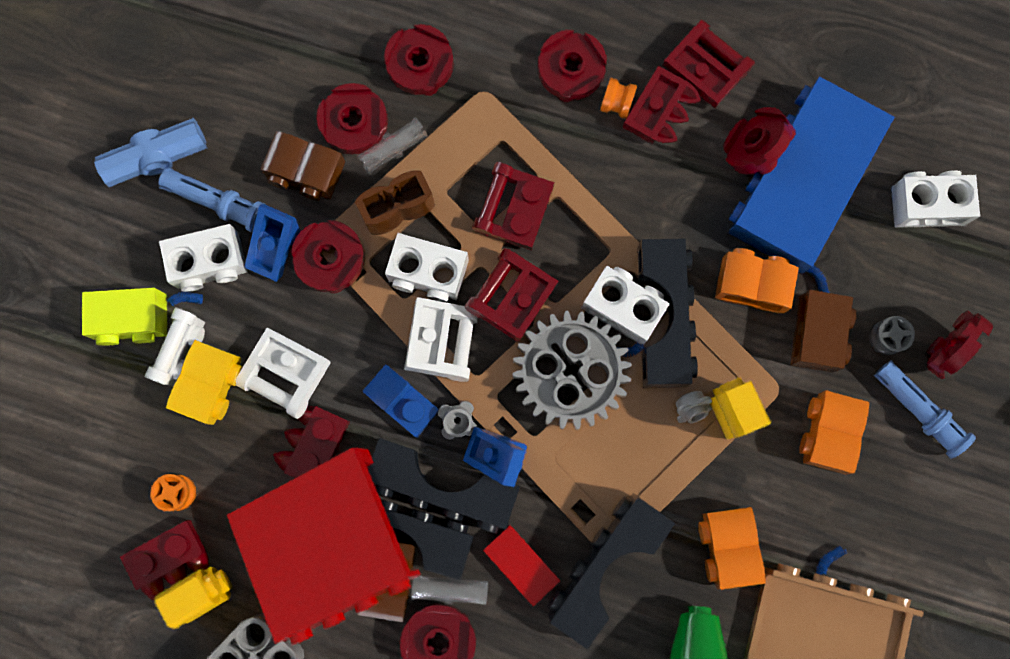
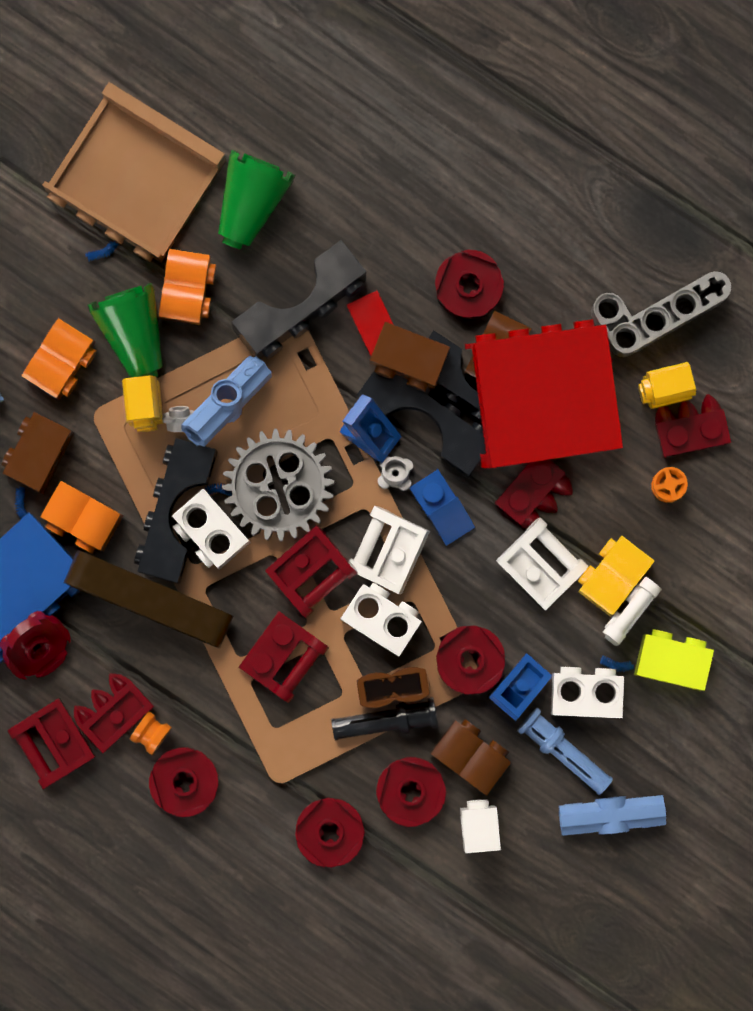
camera: 160 degrees left, 5 degrees up
(271, 96) = (480, 827): none -> white brick
(392, 146) = (380, 752): clear pin -> none
(434, 157) = (403, 718): none -> black pin
(450, 590) = (445, 325): clear pin -> none
(475, 543) = (409, 357): none -> reddish brown brick
(642, 458) = (214, 414): none -> medium blue piece
(666, 216) = (148, 599): none -> dark brown beam
(774, 485) = (131, 329): none -> green cone

